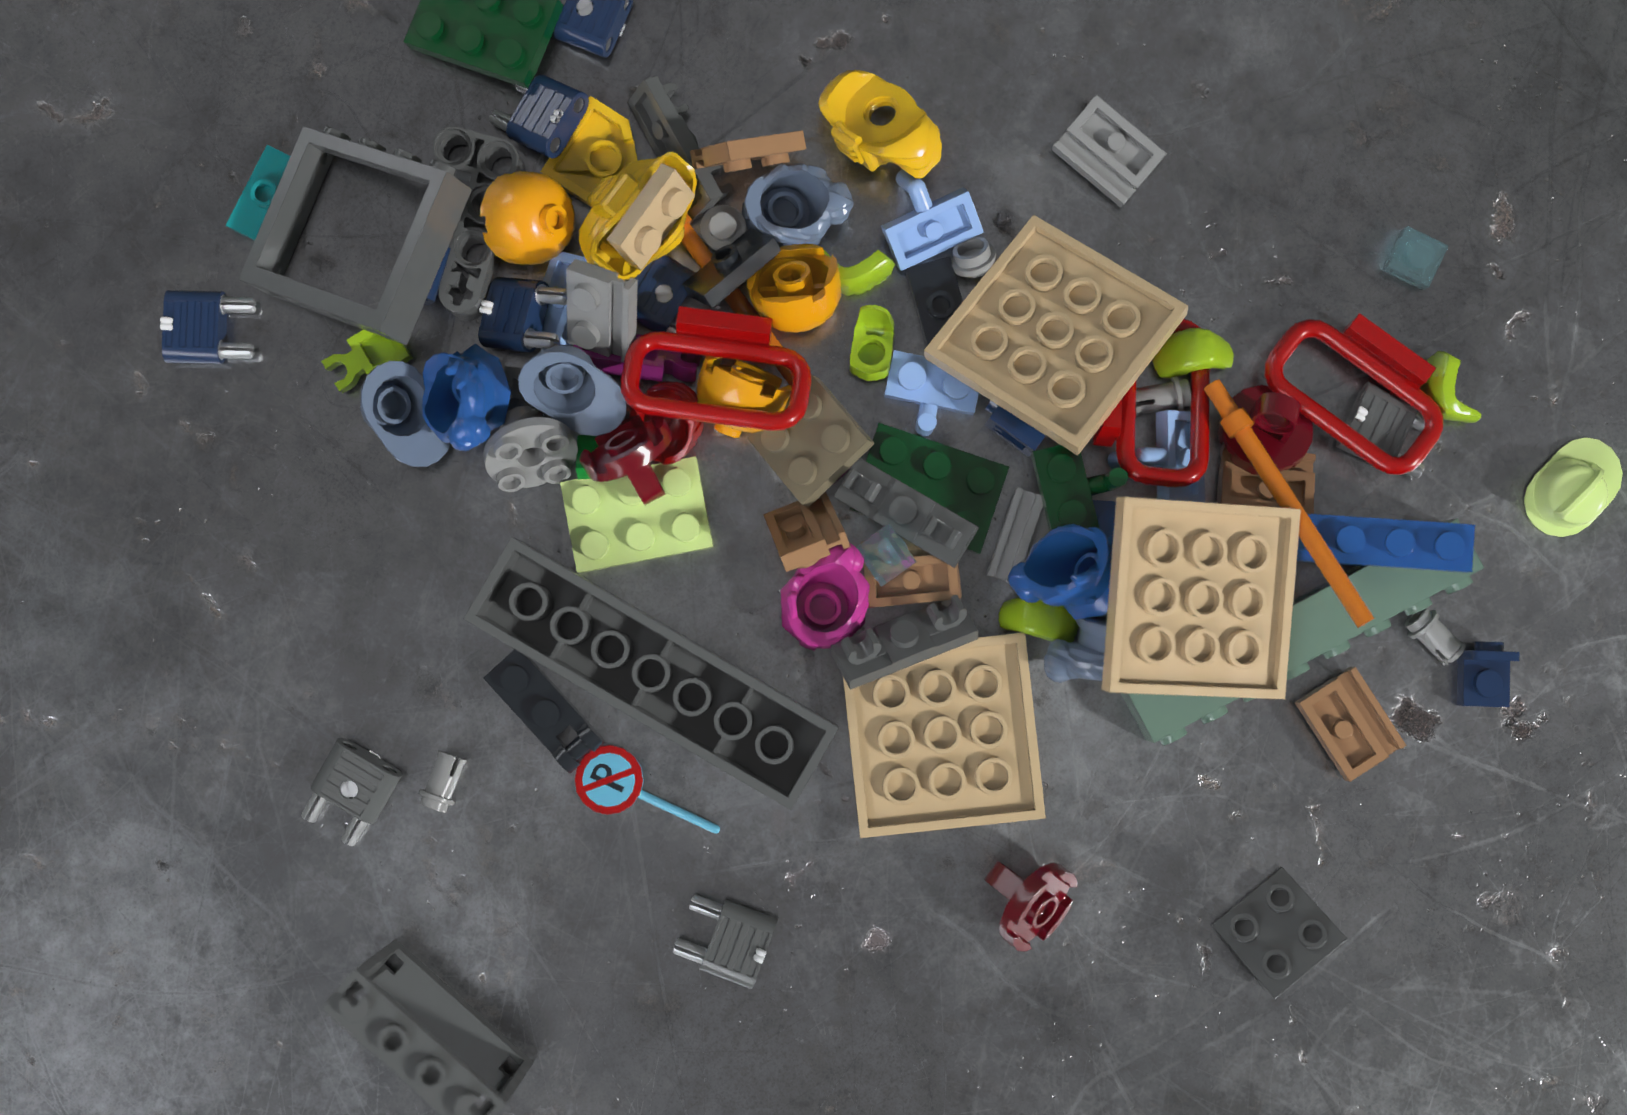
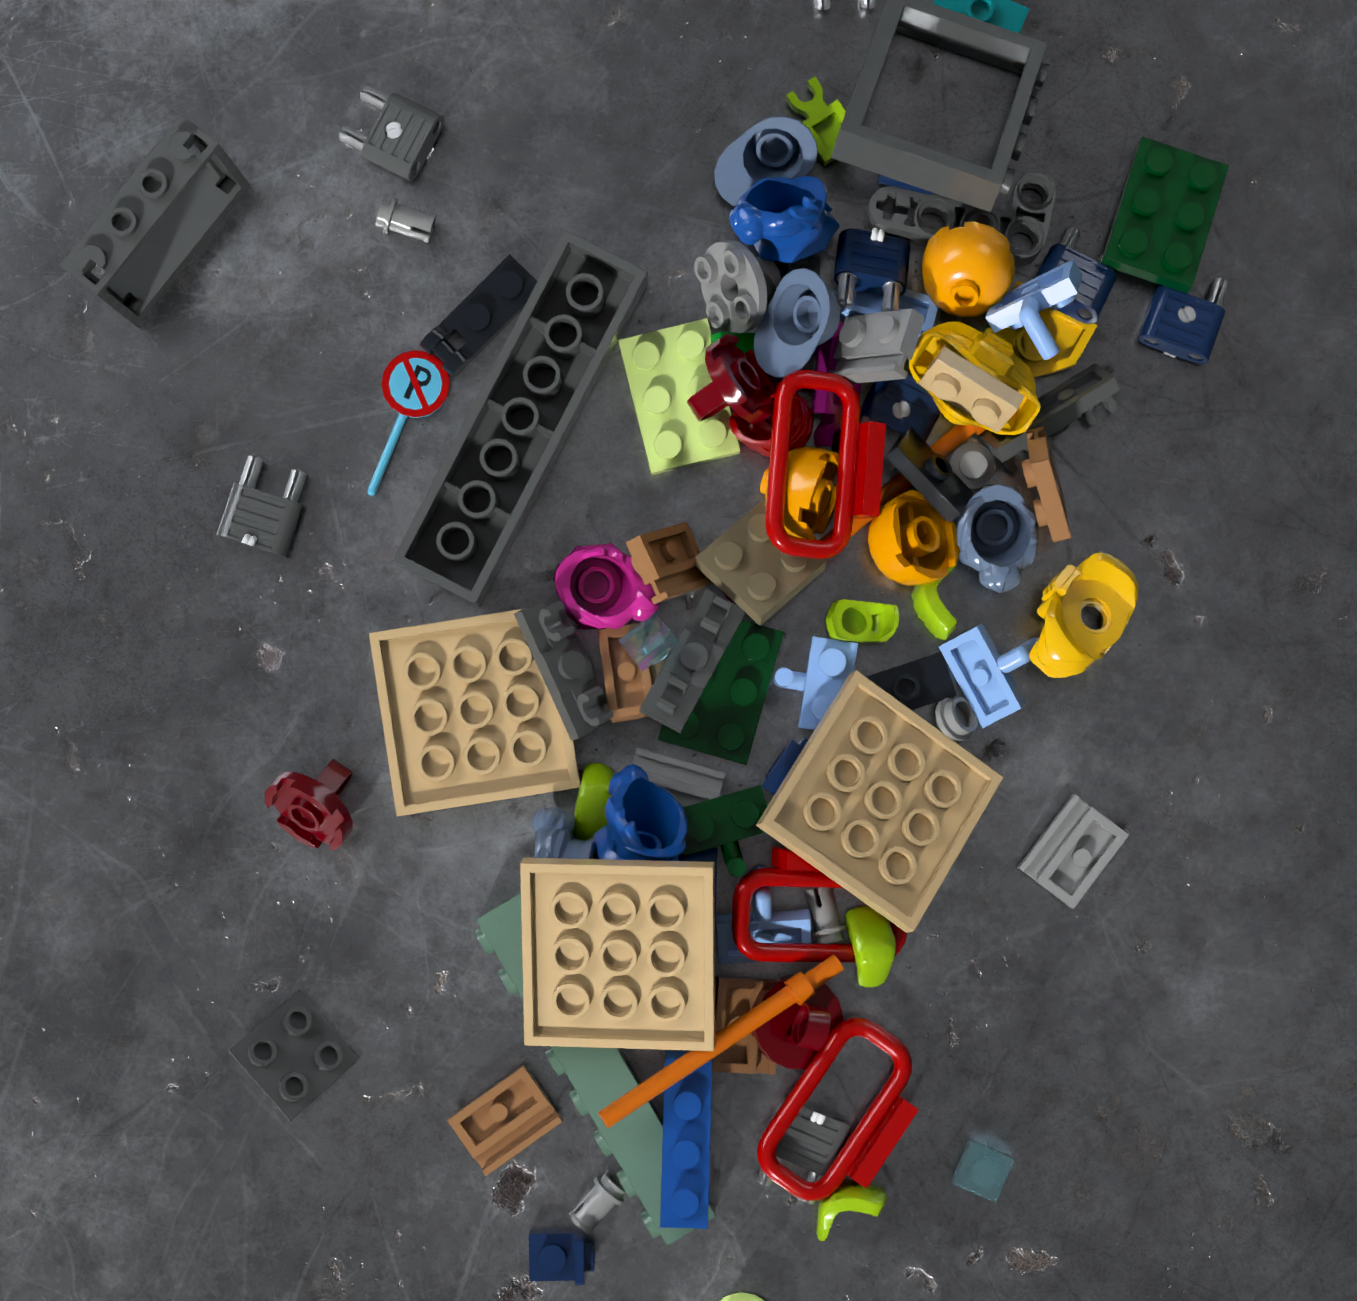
camera: 95 degrees right, 0 degrees up
(562, 155) = (1025, 302): none -> light blue plate

